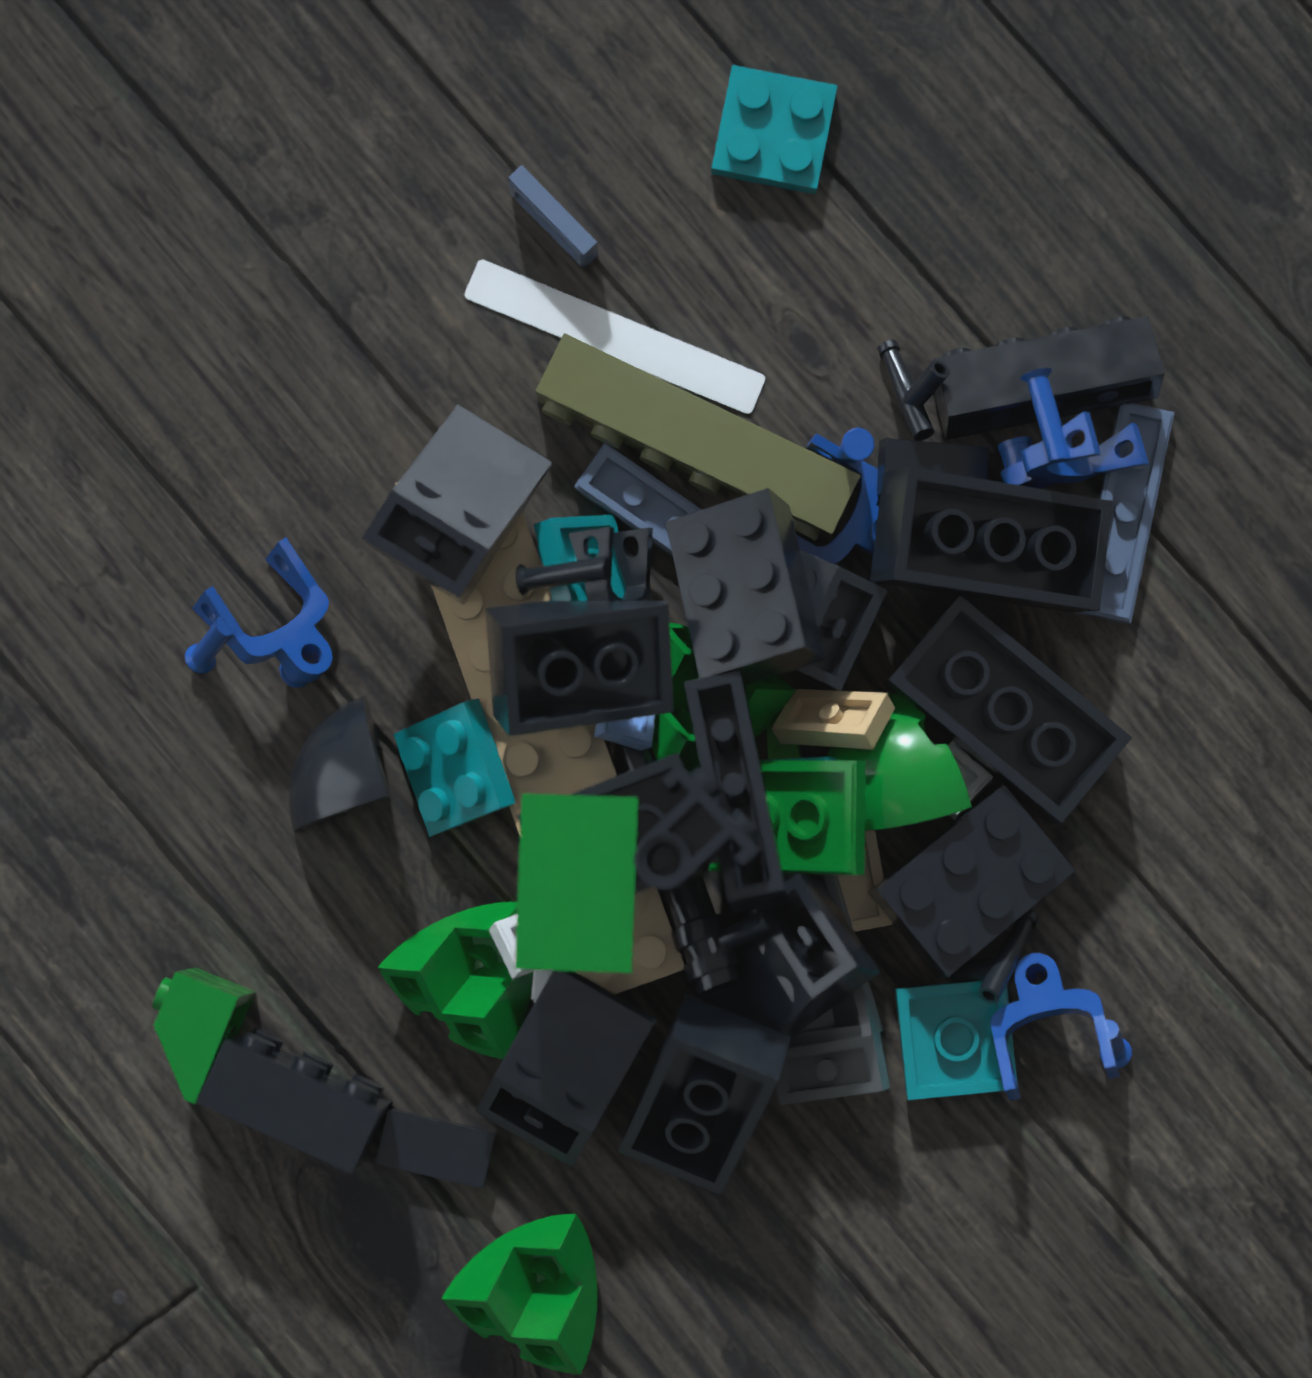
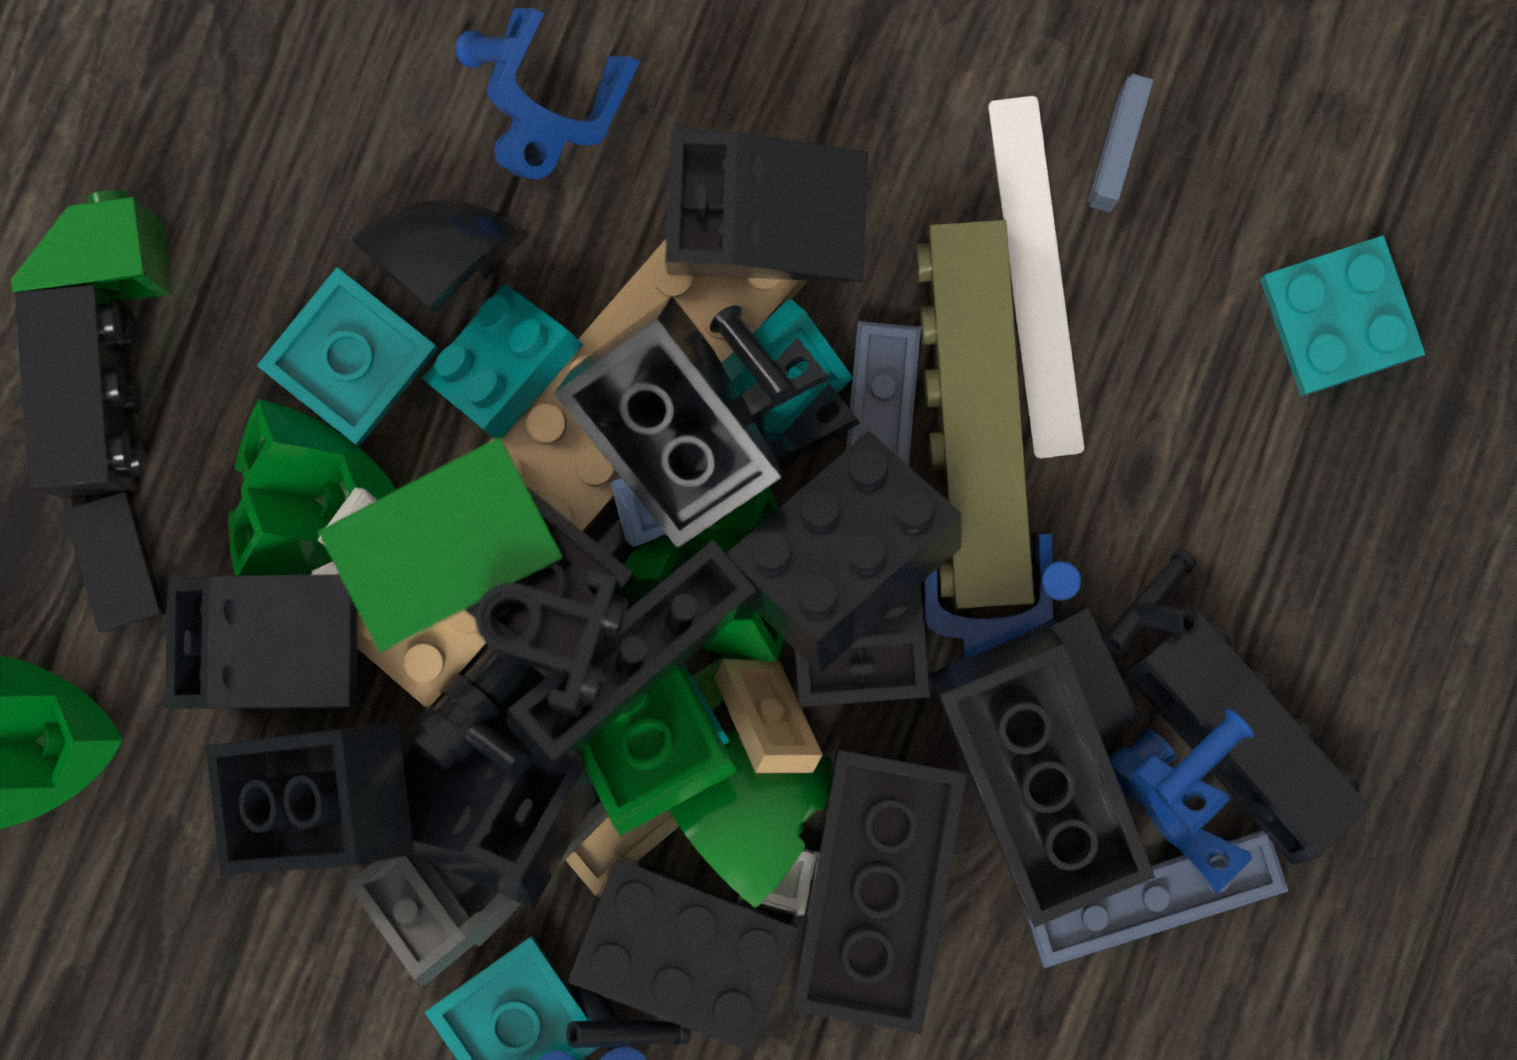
camera: 60 degrees right, 0 degrees up
(381, 883) = (347, 357): none -> teal plate

